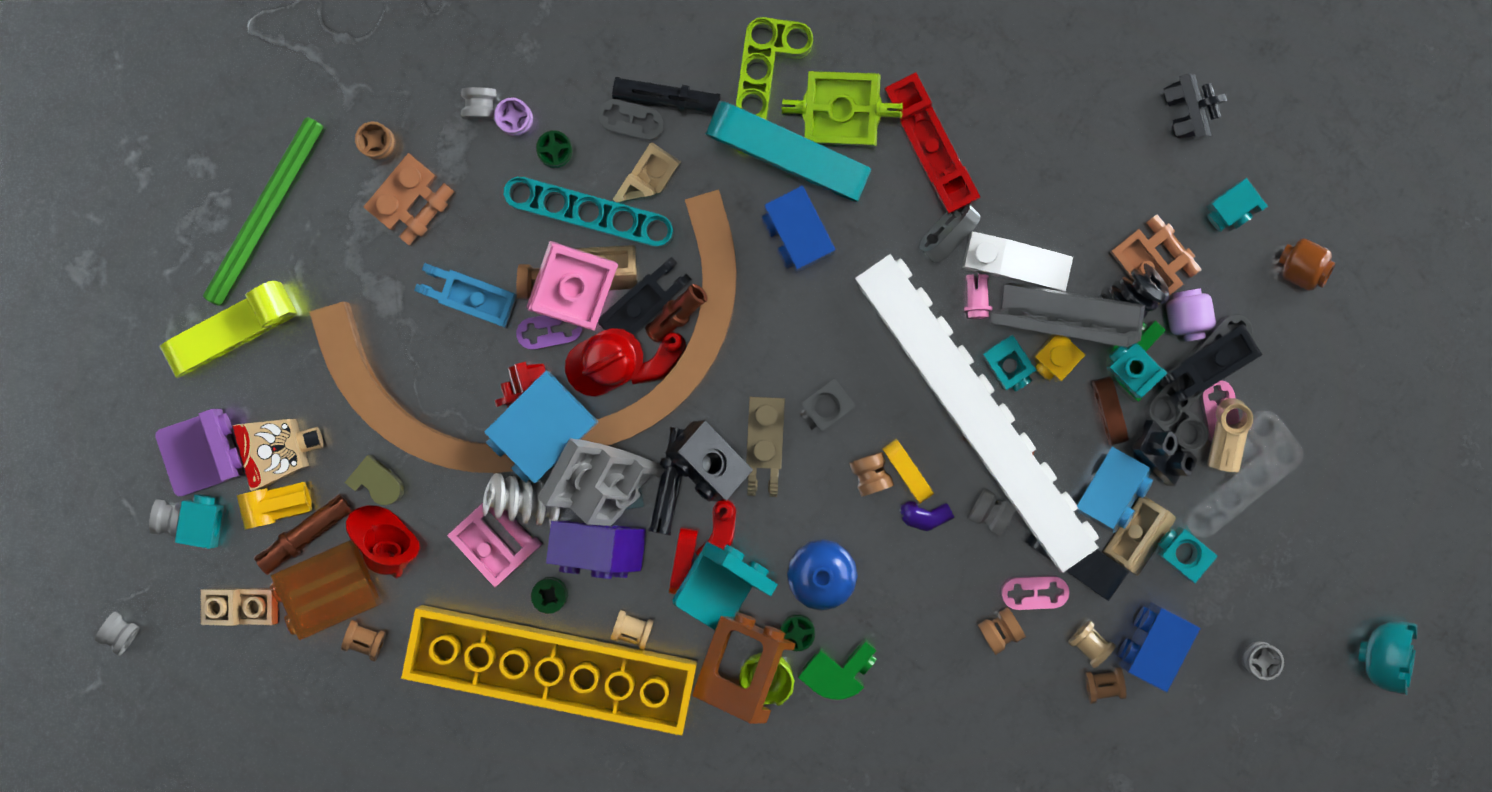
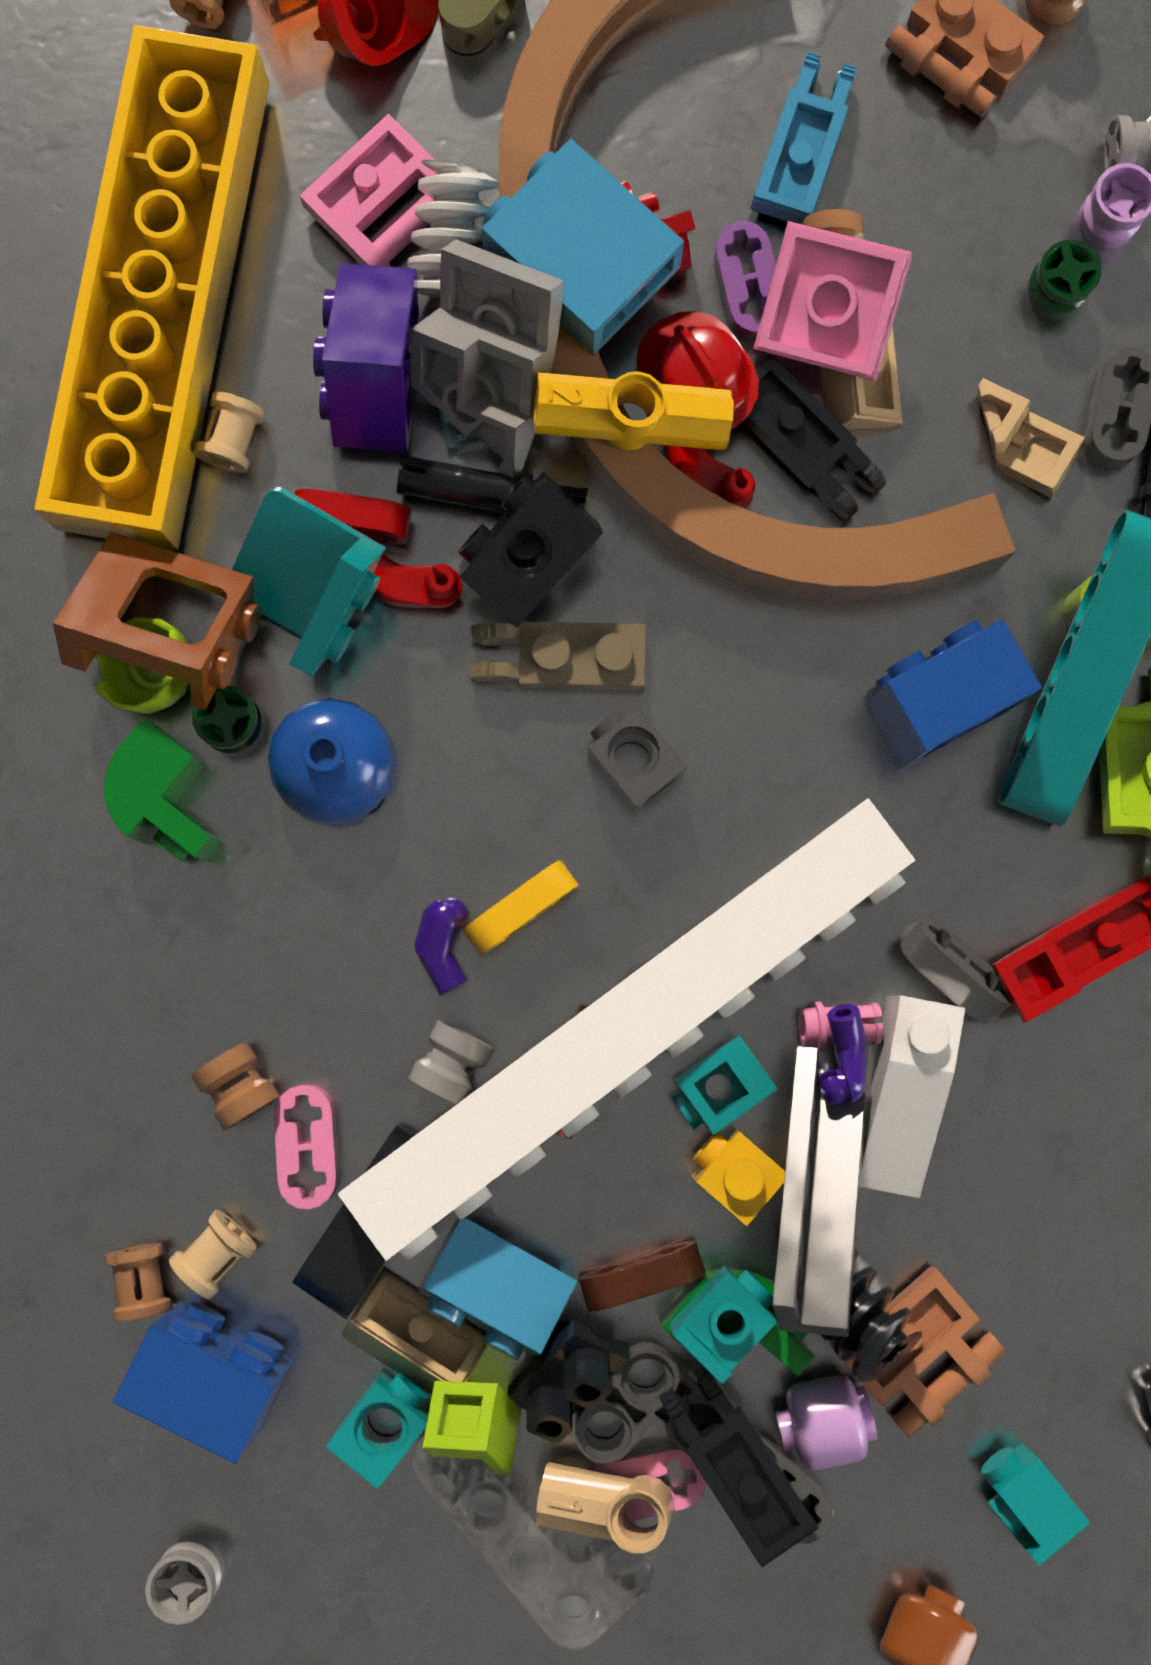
camera: 90 degrees right, 5 degrees down
(553, 590) = (294, 305): dark green wheel -> none
(573, 204) = (968, 311): teal beam -> none
(638, 378) = (674, 412): none -> yellow piece
(688, 301) = (792, 487): copper pin -> none
(871, 474) = (514, 842): medium nougat wheel -> none
(993, 293) = (851, 1053): none -> dark purple arm
(1185, 504) = (472, 1423): none -> lime panel

